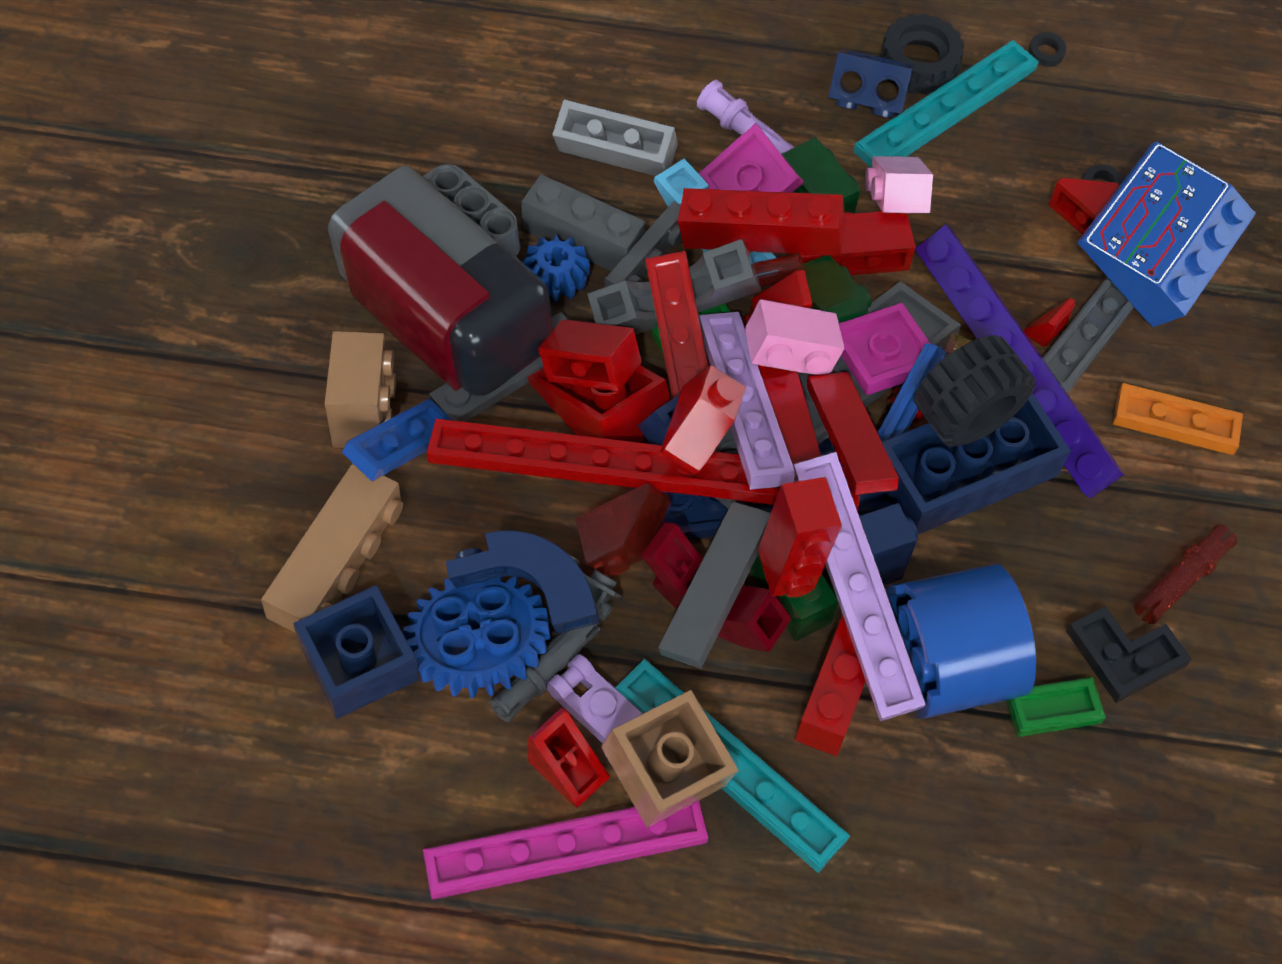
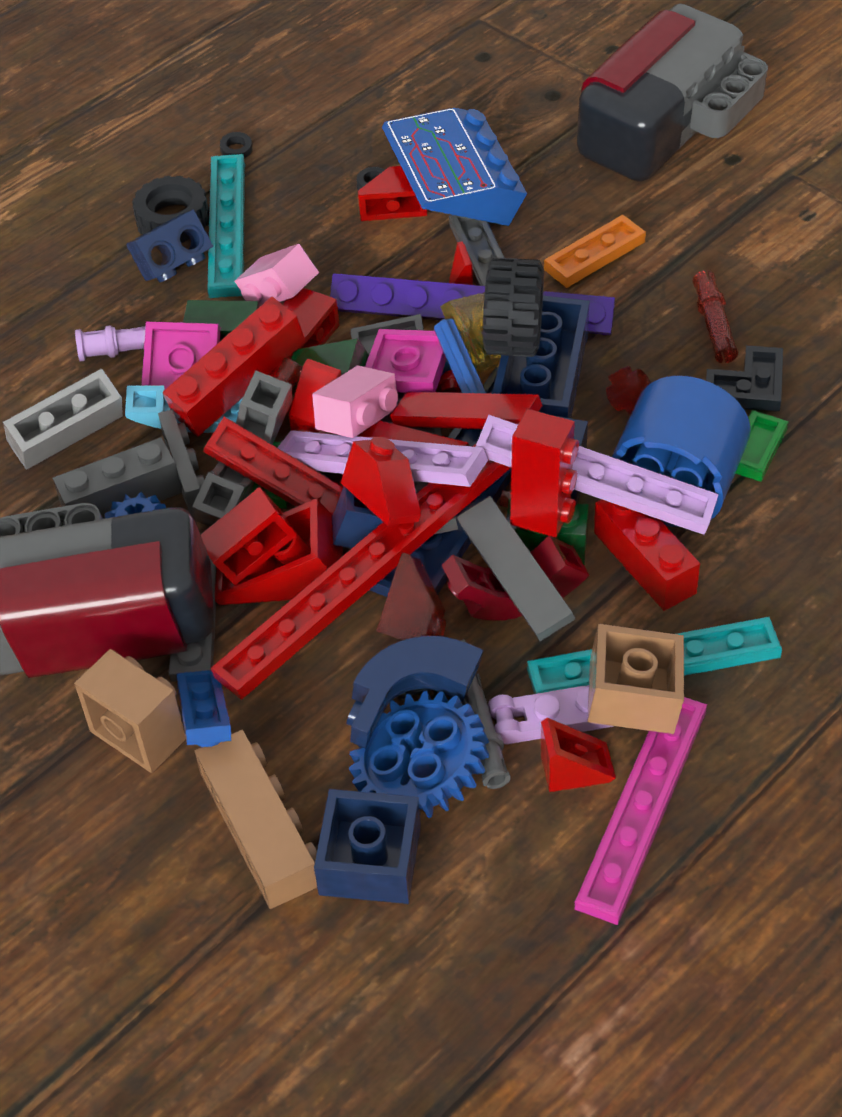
camera: 45 degrees left, 10 degrees down
(1021, 553) = (626, 388): none -> clear red gear

